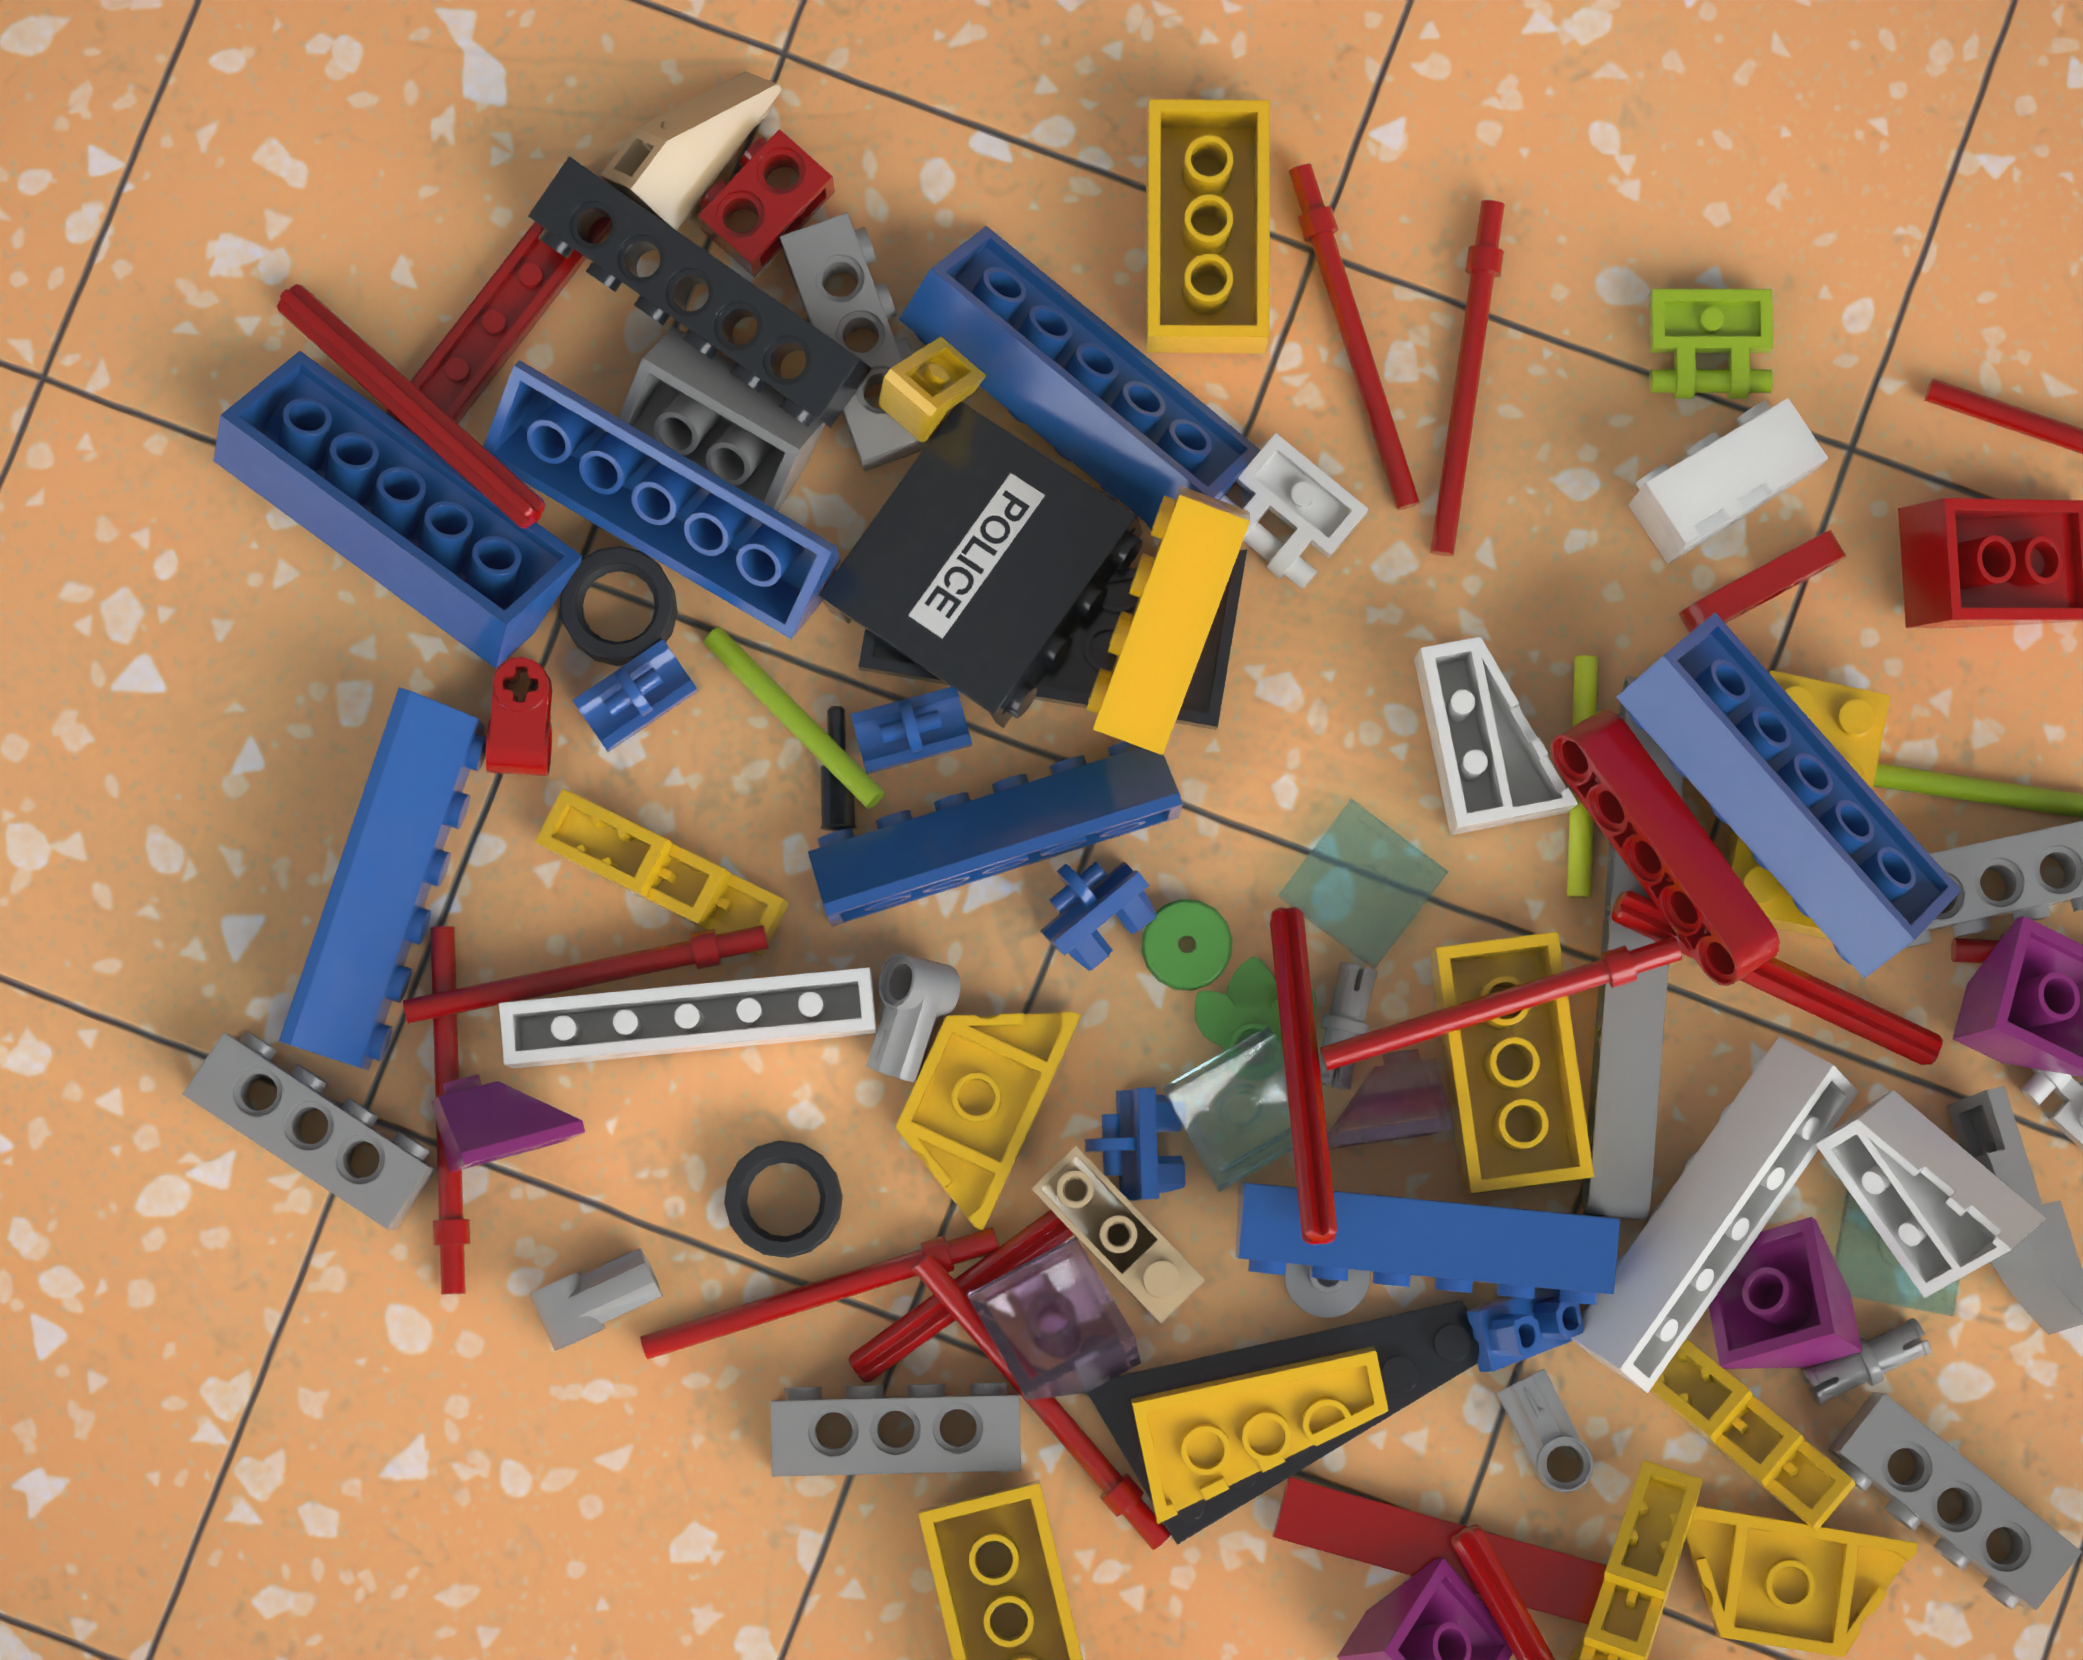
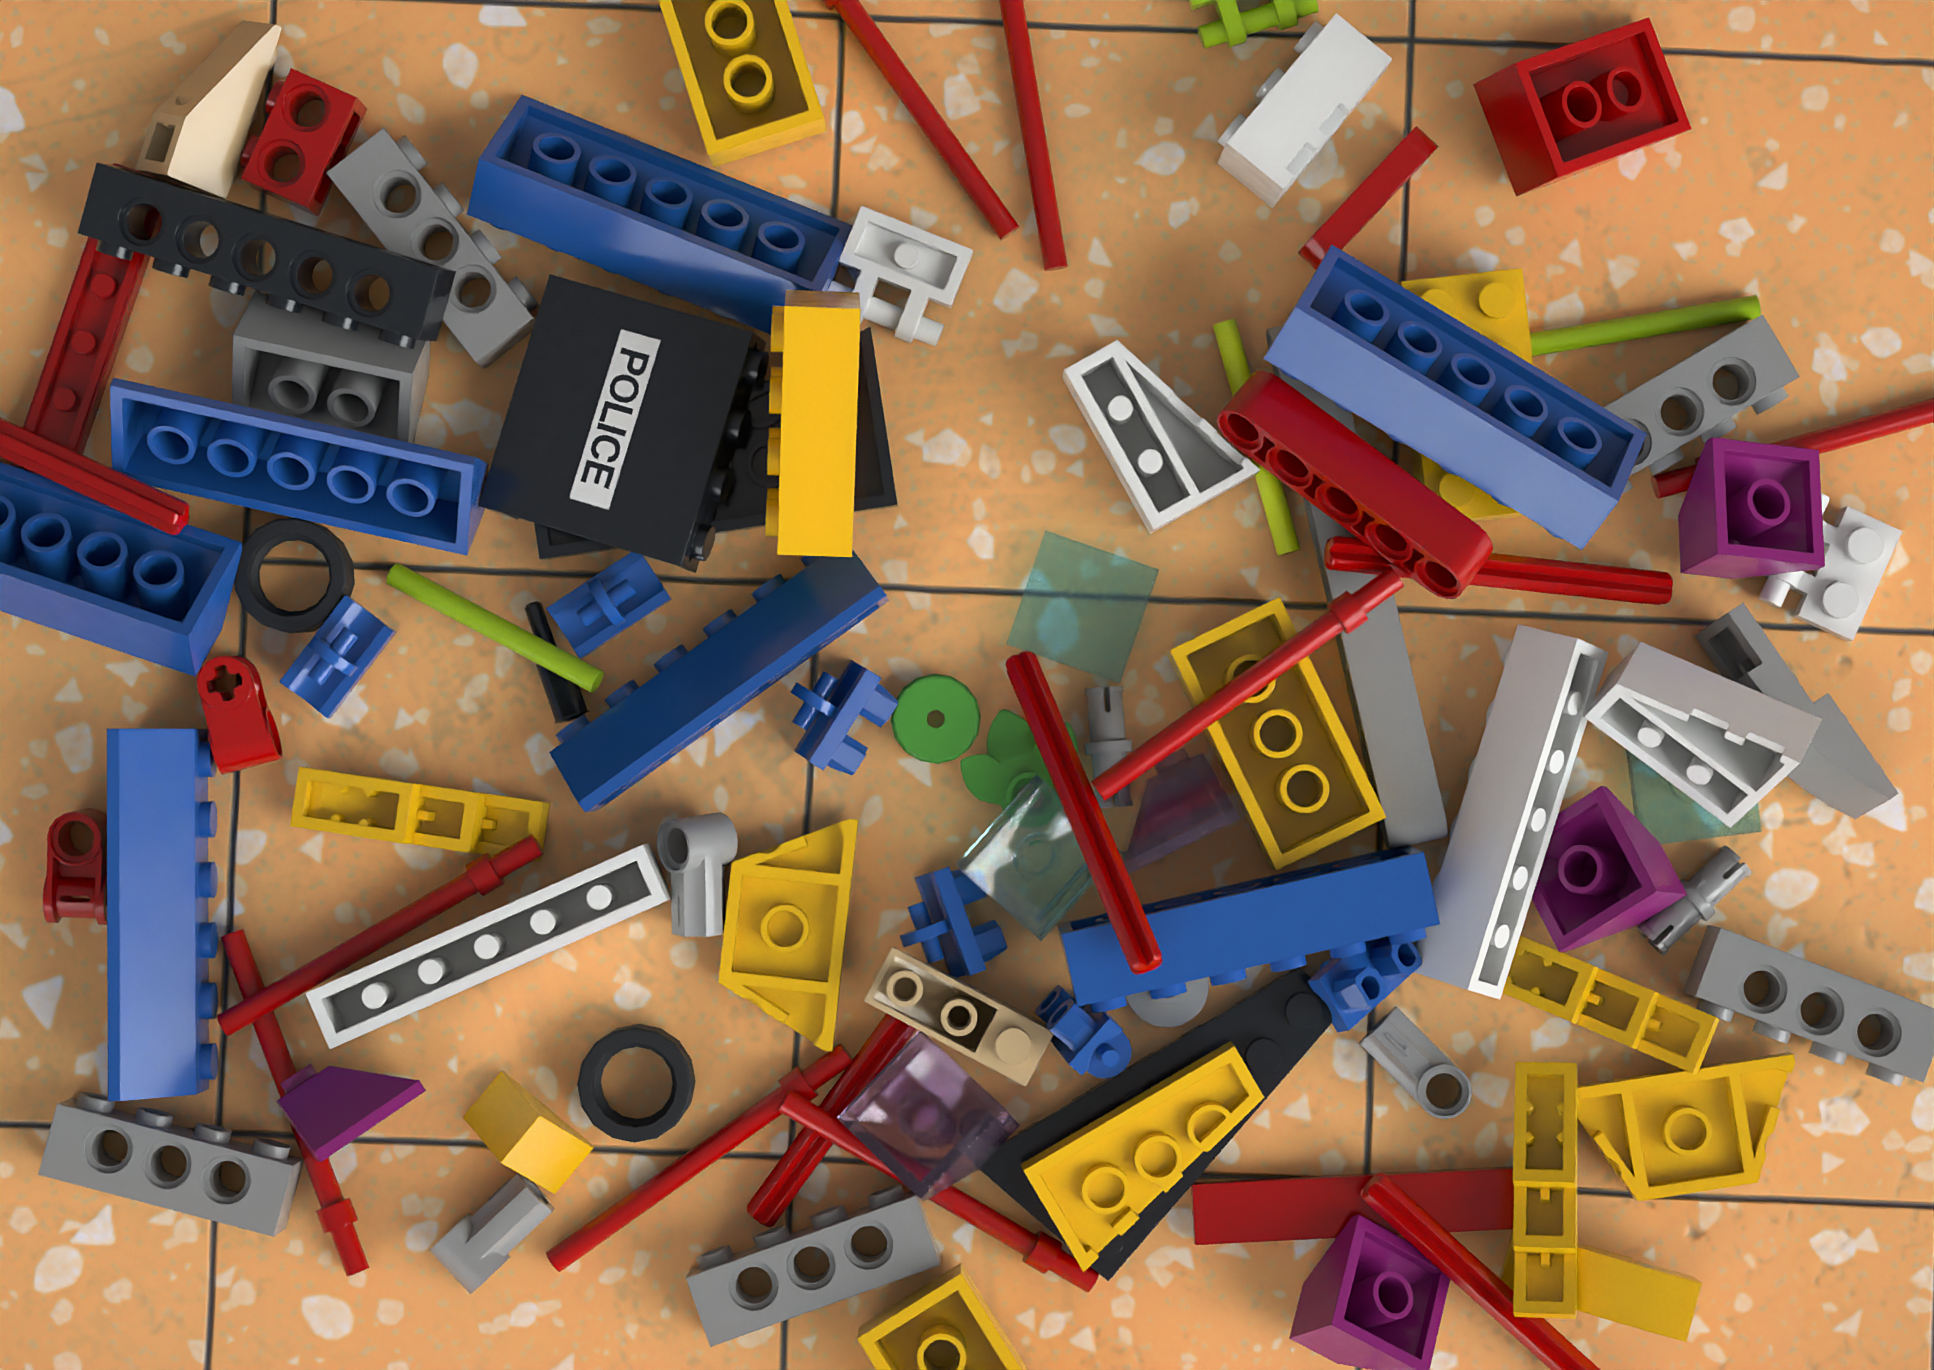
camera: 20 degrees left, 5 degrees up
(317, 821) = (75, 871): none -> red piece
(661, 1214) = (526, 1134): none -> yellow slope
(927, 386) = (514, 271): yellow slope -> none
(1234, 1294) = (1085, 1038): none -> blue hips

